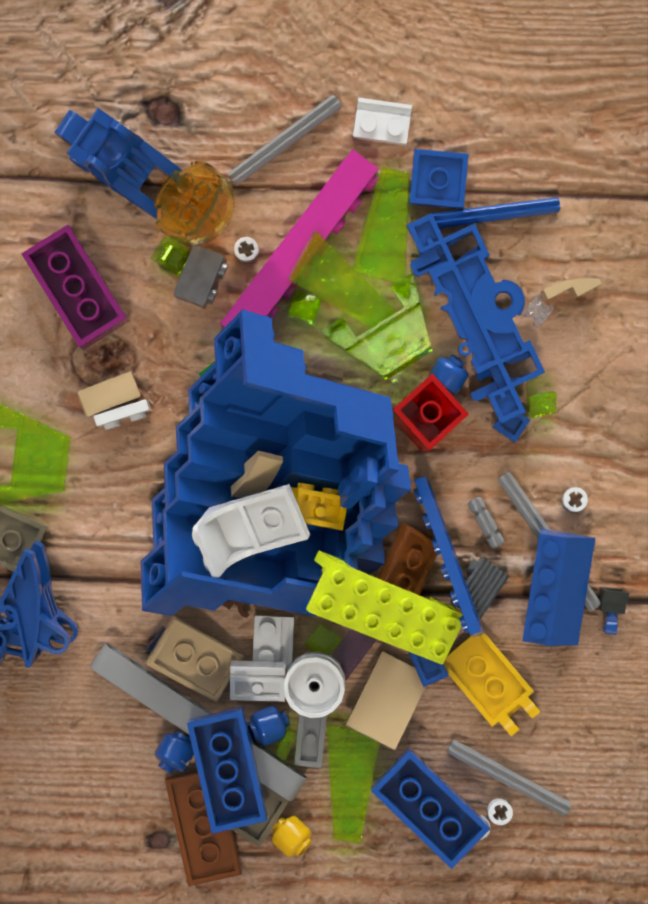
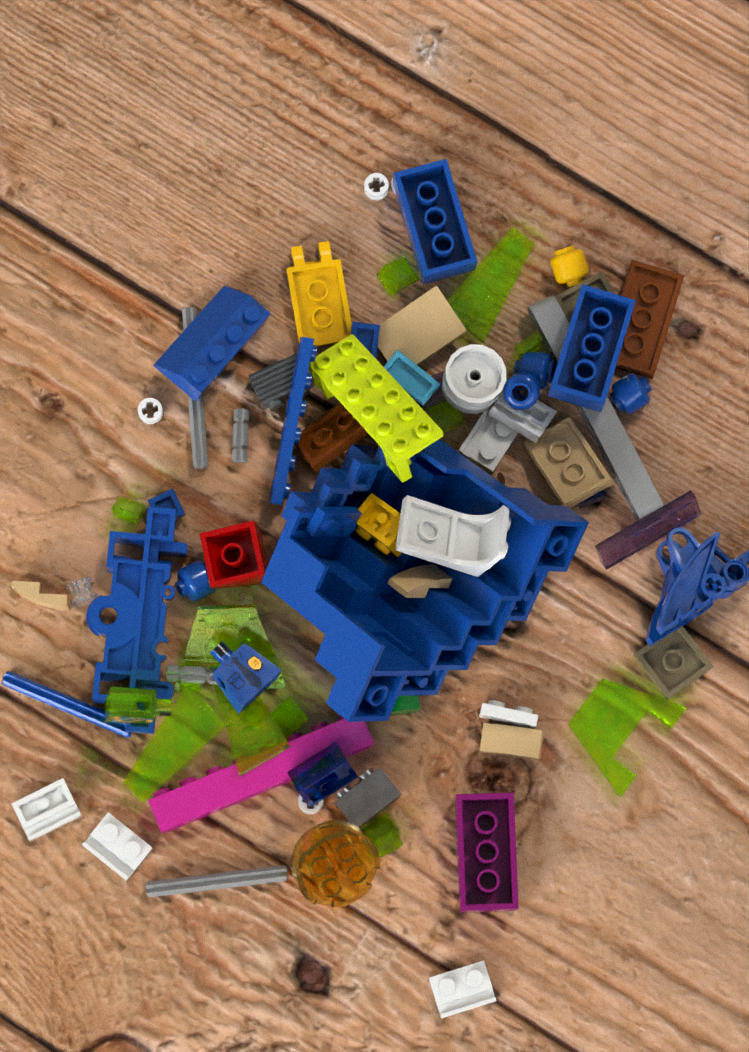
camera: 150 degrees left, 10 degrees down
(34, 169) = (462, 989): none -> white plate
(93, 641) = (648, 530): none -> clear purple tile
(113, 155) = (382, 955): blue piece -> none
(248, 271) = (322, 774): none -> clear blue slope
(267, 697) = (514, 397): none -> blue head
(310, 741) = (508, 334): light grey plate -> none
(361, 313) = (242, 674): none -> blue torso
(370, 655) = (412, 378): none -> medium azure tile
(402, 294) = (190, 674): none -> light grey axle
(435, 741) = (397, 276): none -> clear neon green slope
(438, 179) = (98, 762): blue plate -> none
(445, 229) = (122, 707): none -> clear neon green torso
(457, 116) = (46, 809): none -> white plate
(509, 778) = (351, 209): light grey axle -> none
(612, 602) = (172, 303): pearl dark grey piece -> none

